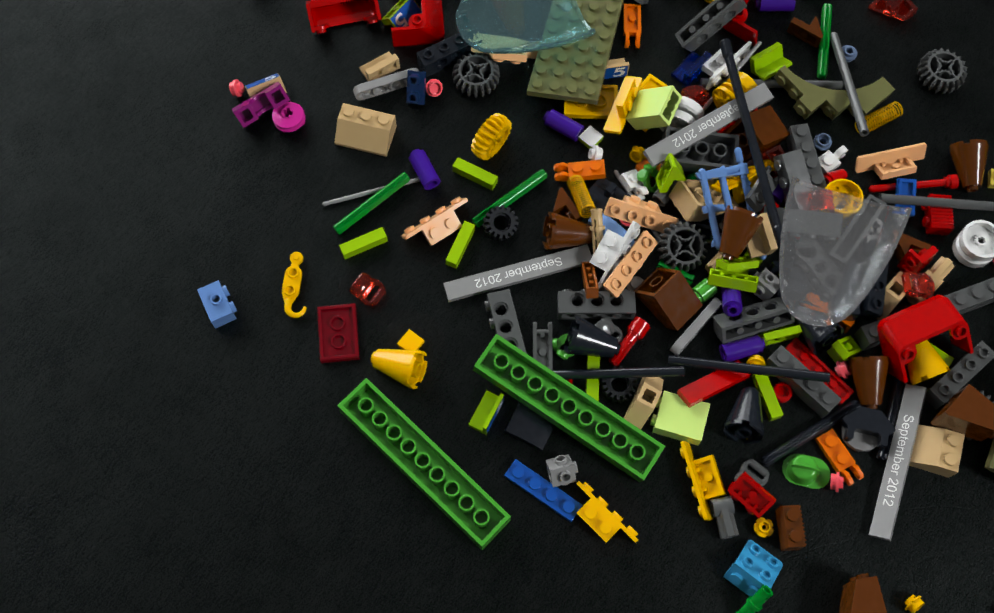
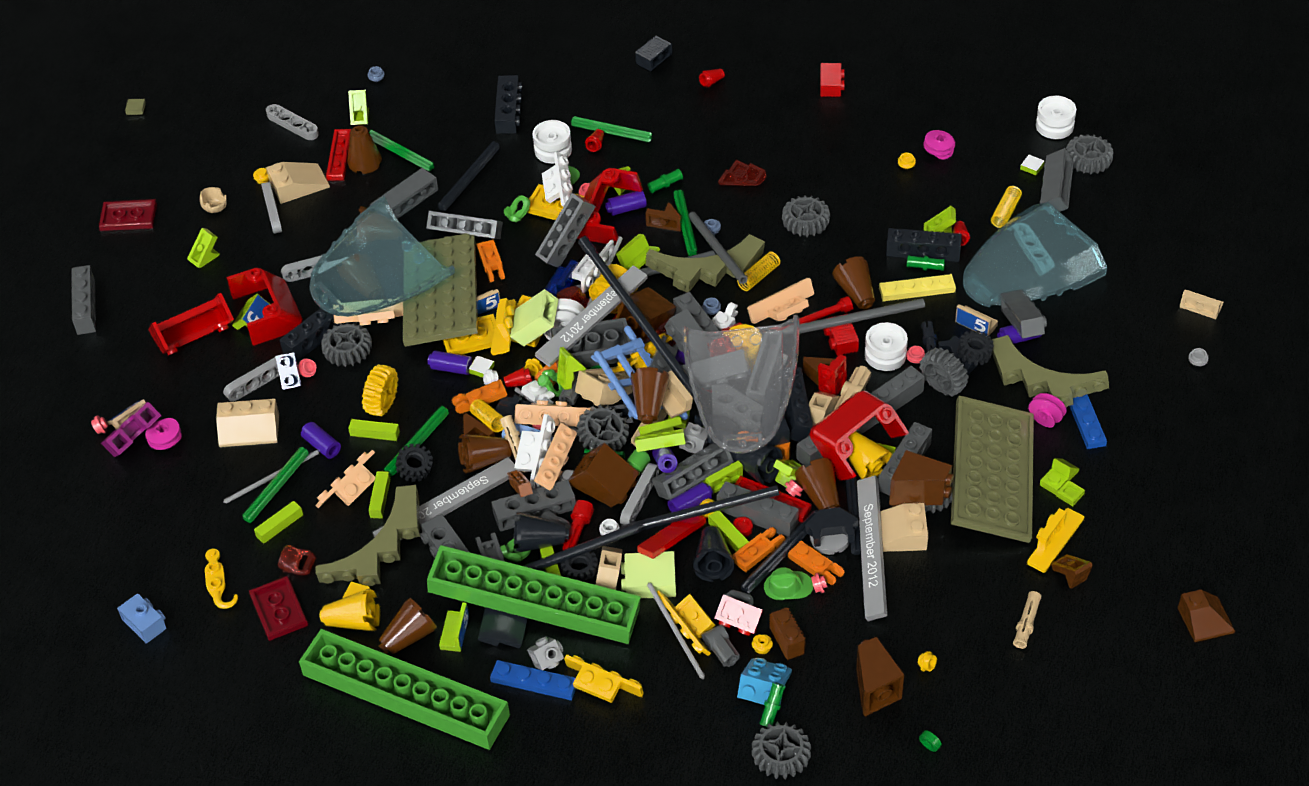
camera: 15 degrees left, 20 degrees down
(380, 66) = (245, 364): tan panel -> none
(443, 399) = (406, 628): none -> reddish brown cone
(450, 305) = (385, 547): none -> olive arch
(621, 162) = (518, 378): none -> red cone
(660, 348) = (608, 524): none -> white plate
(687, 487) = (675, 630): none -> light grey axle
(788, 424) = (757, 549): none -> orange hinge
(906, 187) = (807, 339): blue tile -> none
(922, 285) = (840, 389): clear red piece -> none

